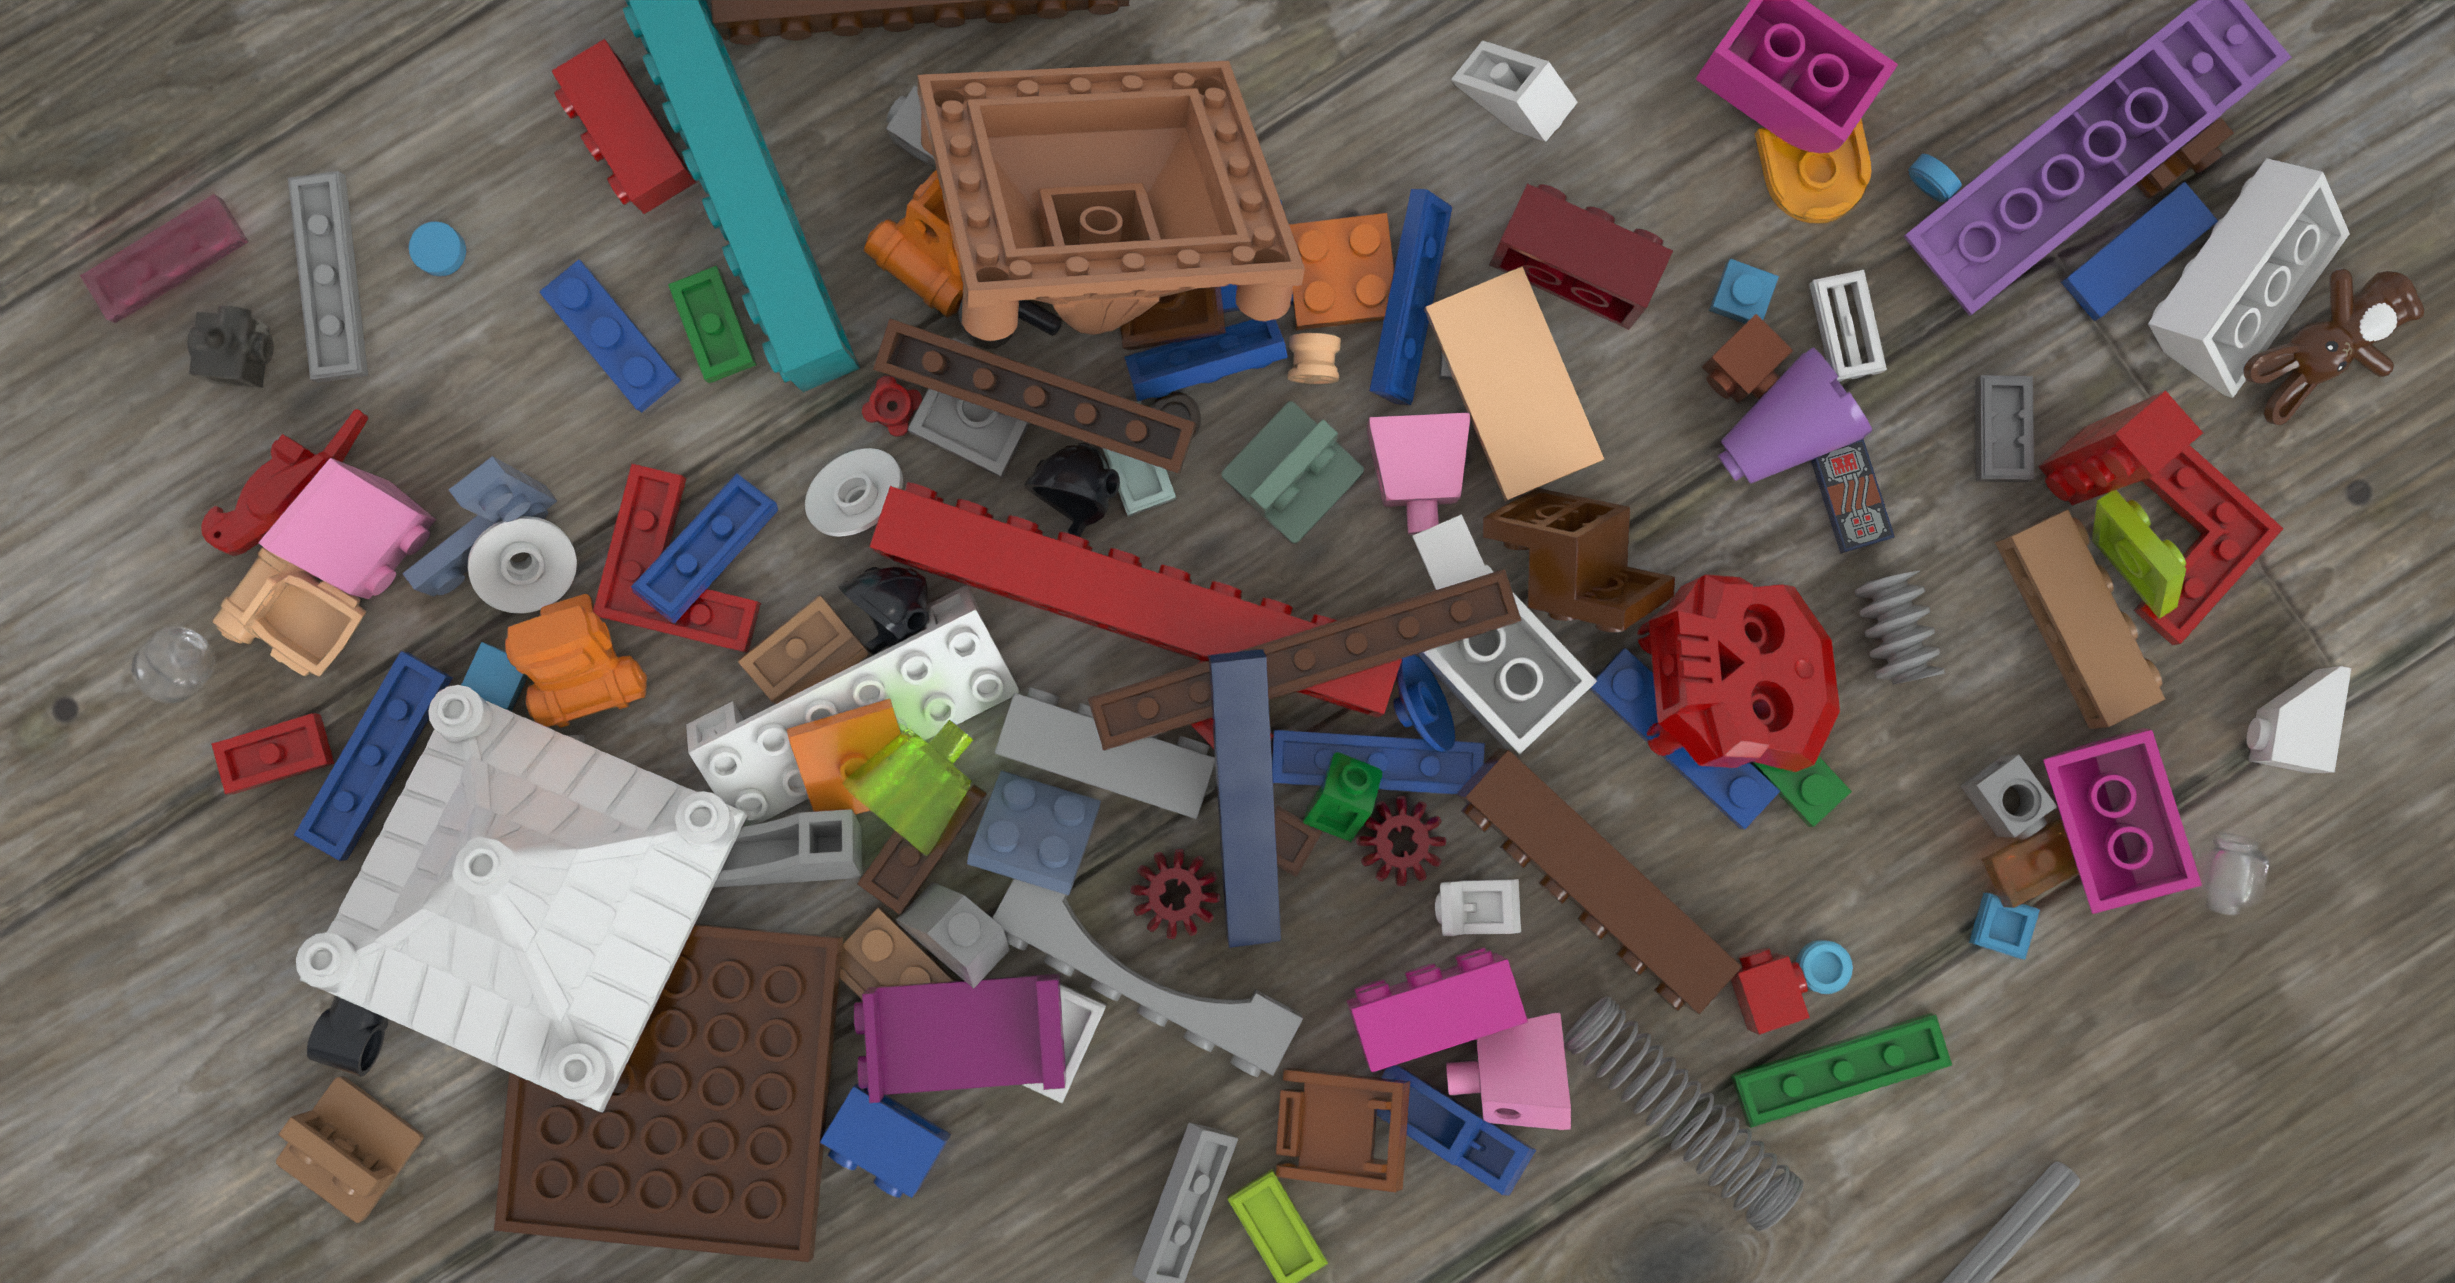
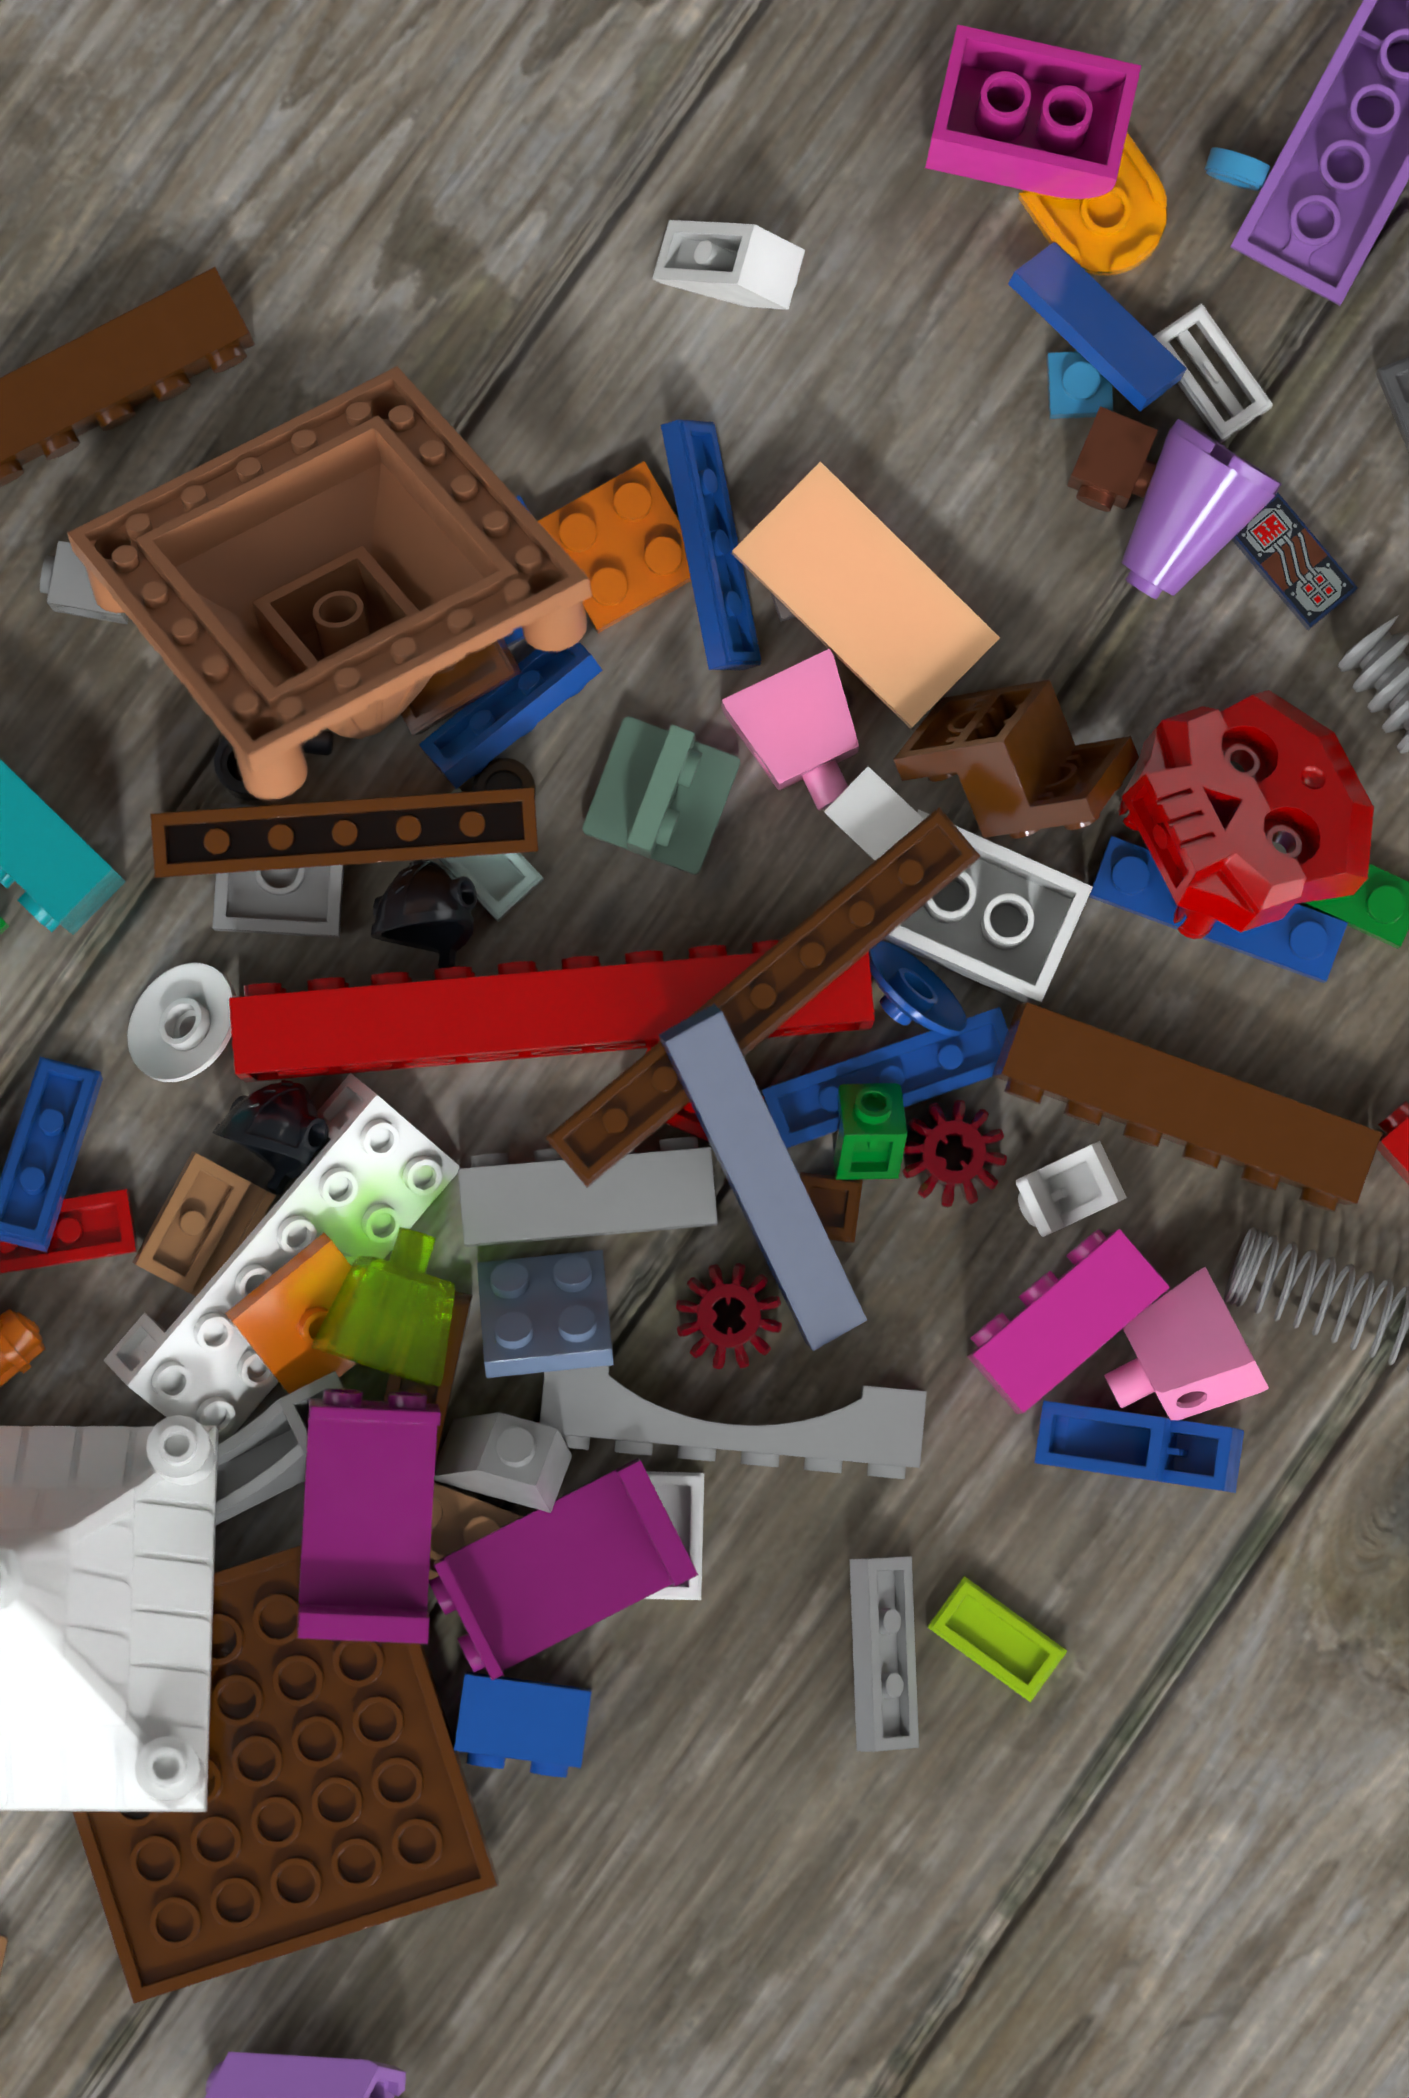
camera: 25 degrees left, 0 degrees up
(825, 937) = (367, 1517): none -> magenta panel
(889, 391) = (194, 921): red plate -> none
(921, 249) = (147, 715): orange piece -> none
(1314, 358) = (631, 658): light nougat wheel -> none
(1335, 1129) = (1013, 1497): dark orange container -> none
(1582, 255) = (880, 422): dark red brick -> none
(1777, 253) = (1097, 326): none -> blue tile

